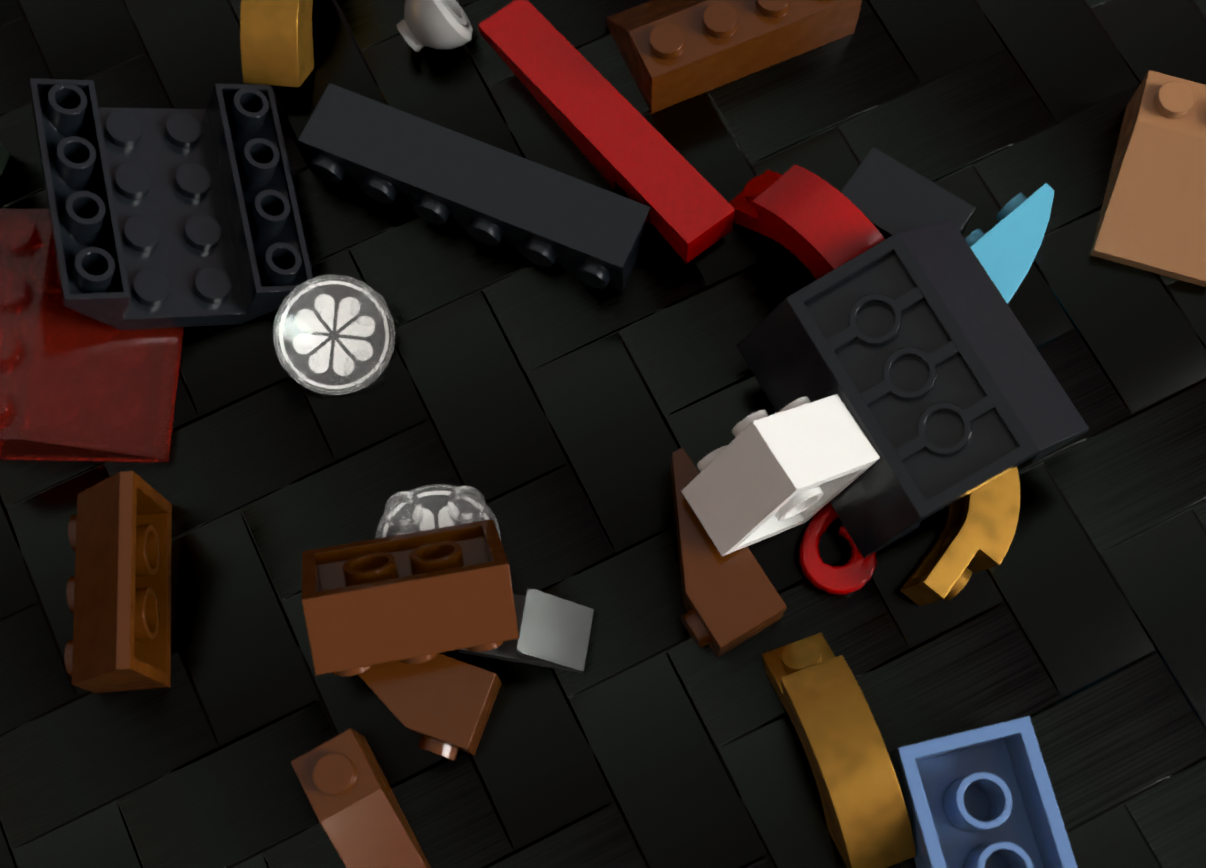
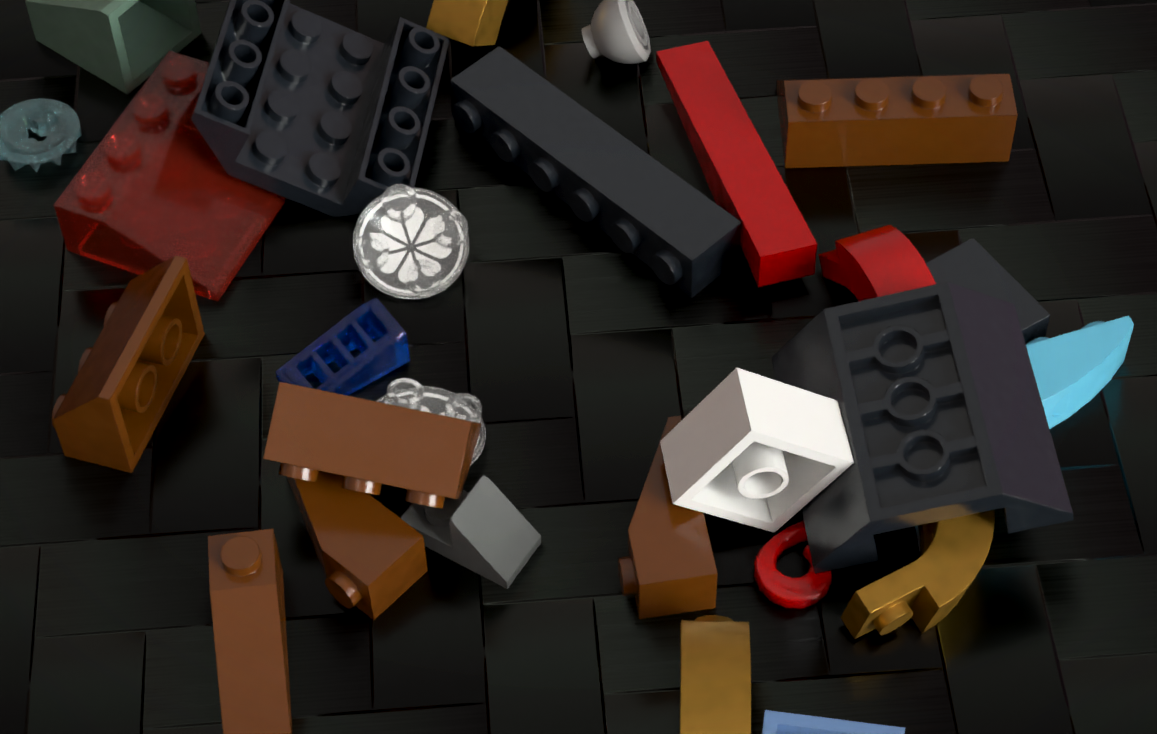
camera: 20 degrees right, 20 degrees down
(306, 478) = (352, 332): none -> clear blue slope

